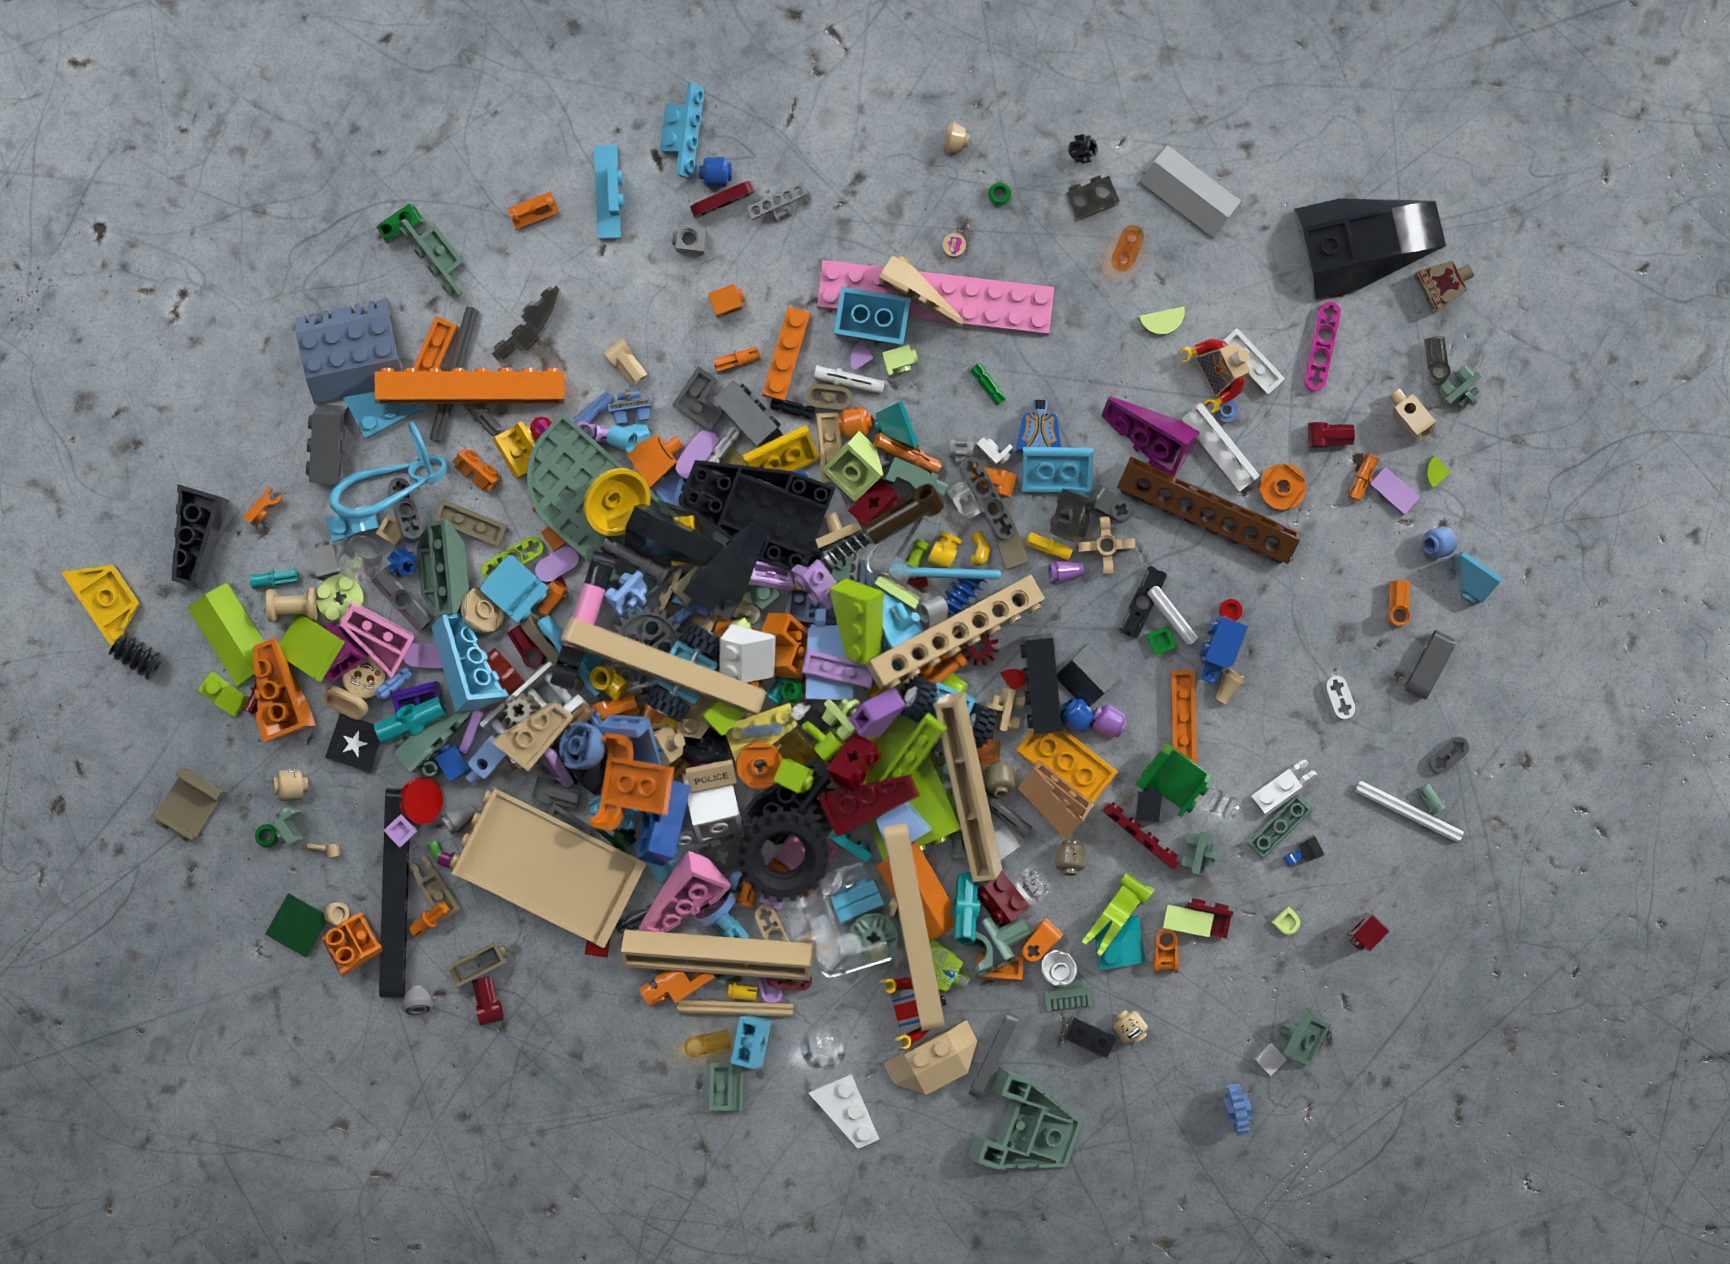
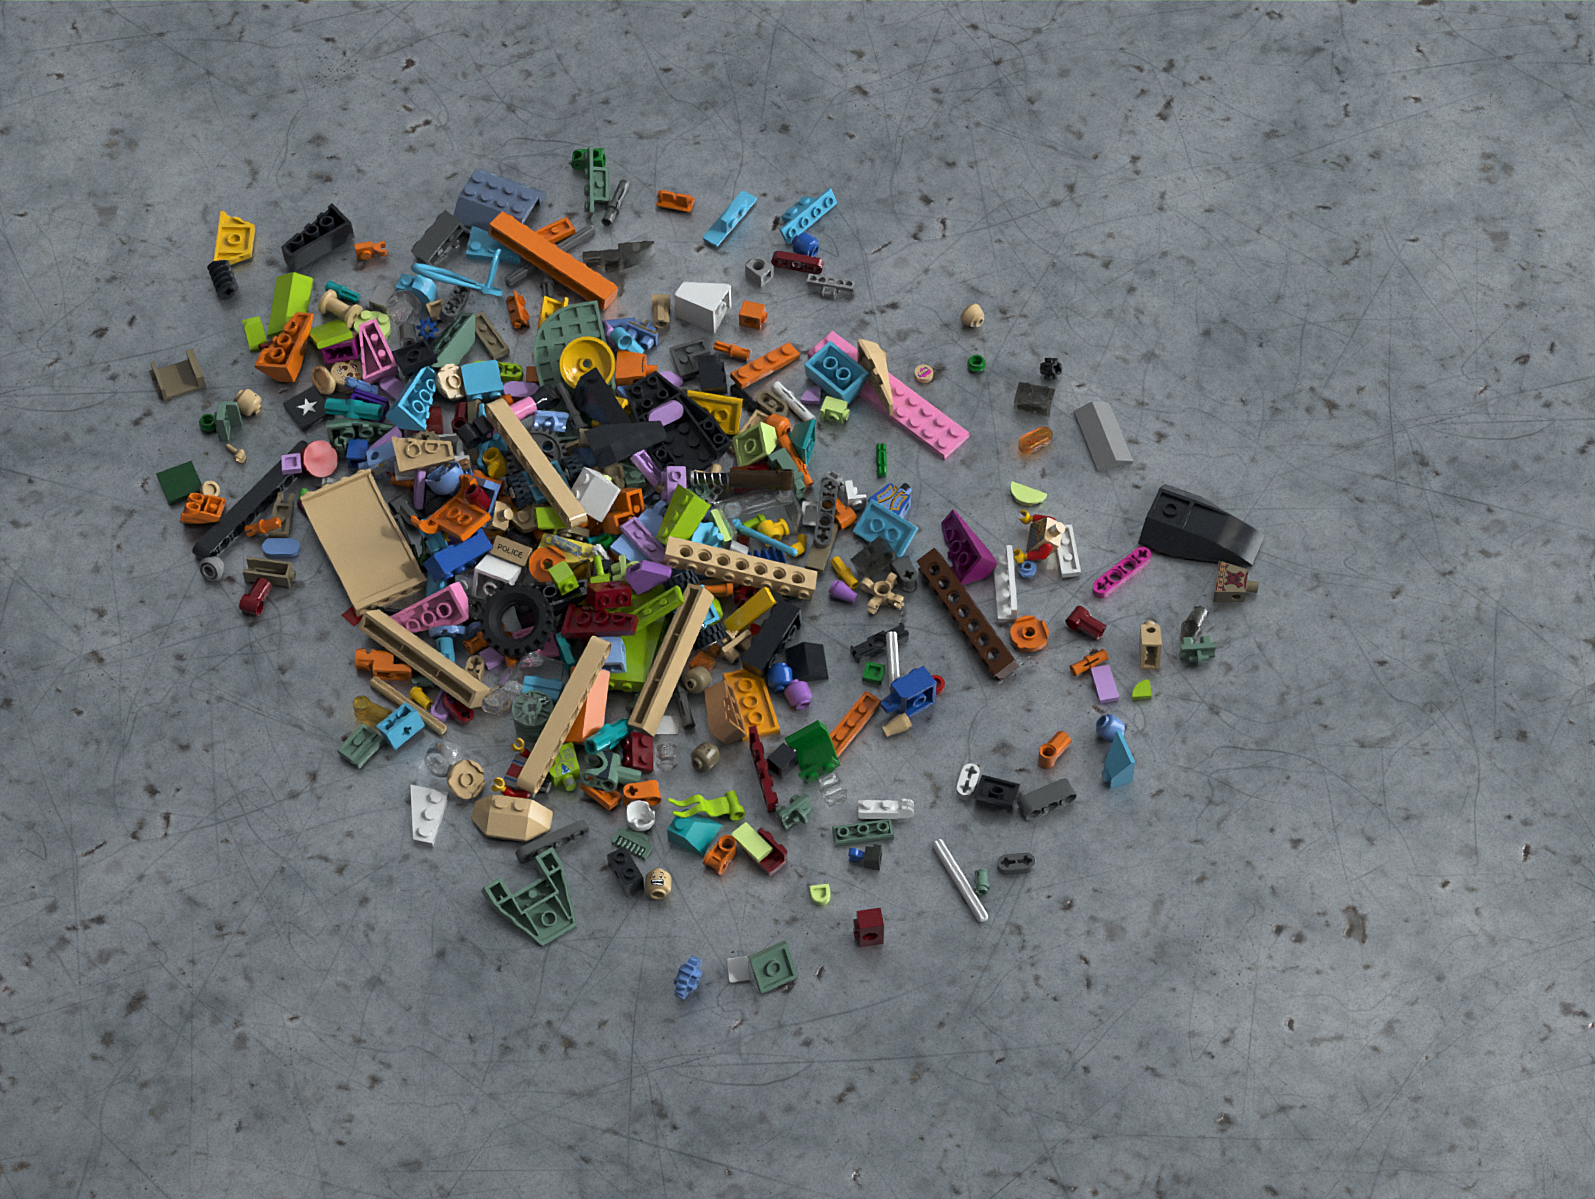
camera: 40 degrees right, 30 degrees down
(426, 616) = (414, 356): none -> black tile
(463, 924) = (281, 547): none -> medium blue tile
(475, 268) = (613, 207): none -> dark grey pin
(639, 751) = (476, 496): none -> dark red brick
(668, 329) = (702, 303): none -> white slope
(741, 502) = (666, 412): none -> lavender tile
(861, 1052) = (465, 779): none -> tan tile
(997, 668) = (750, 611): none -> yellow tile
(1377, 691) = (997, 791): none -> black slope

